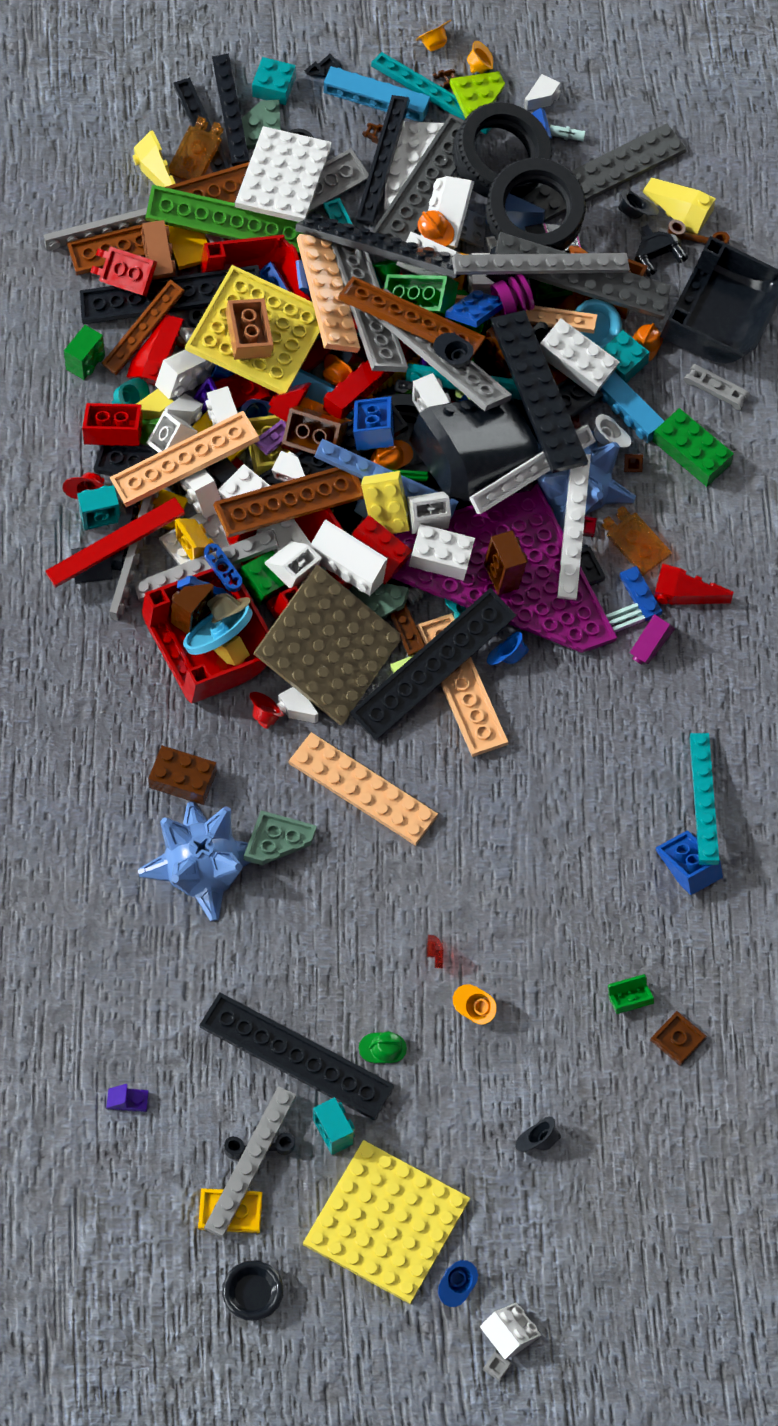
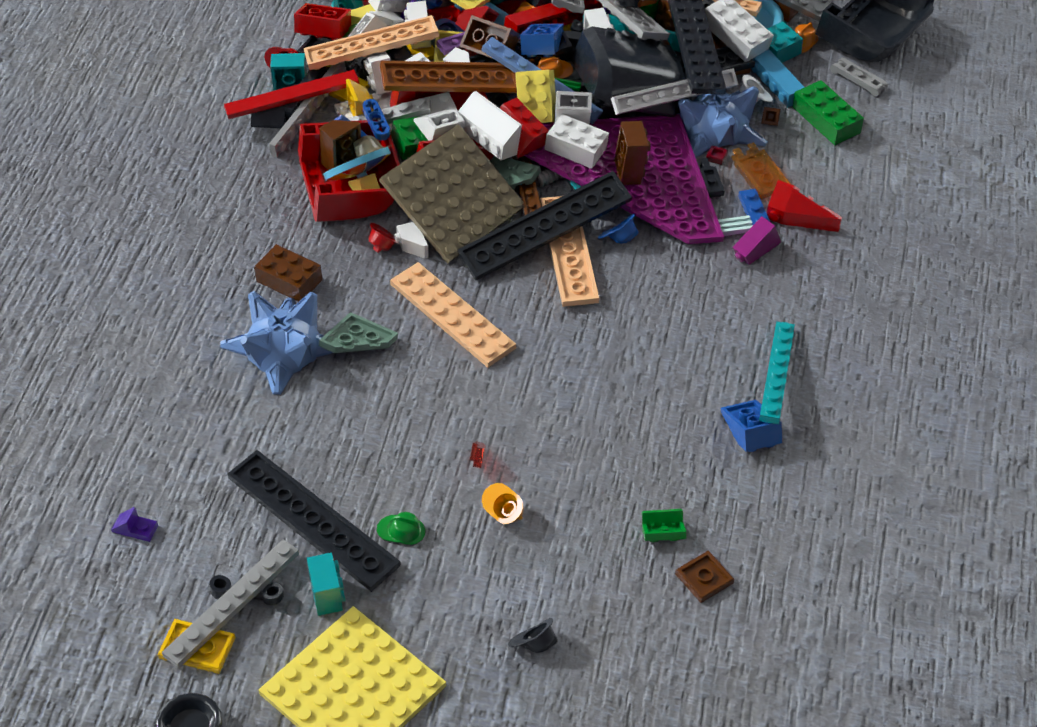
camera: 15 degrees right, 15 degrees down
(573, 532) = (702, 146): white plate -> none

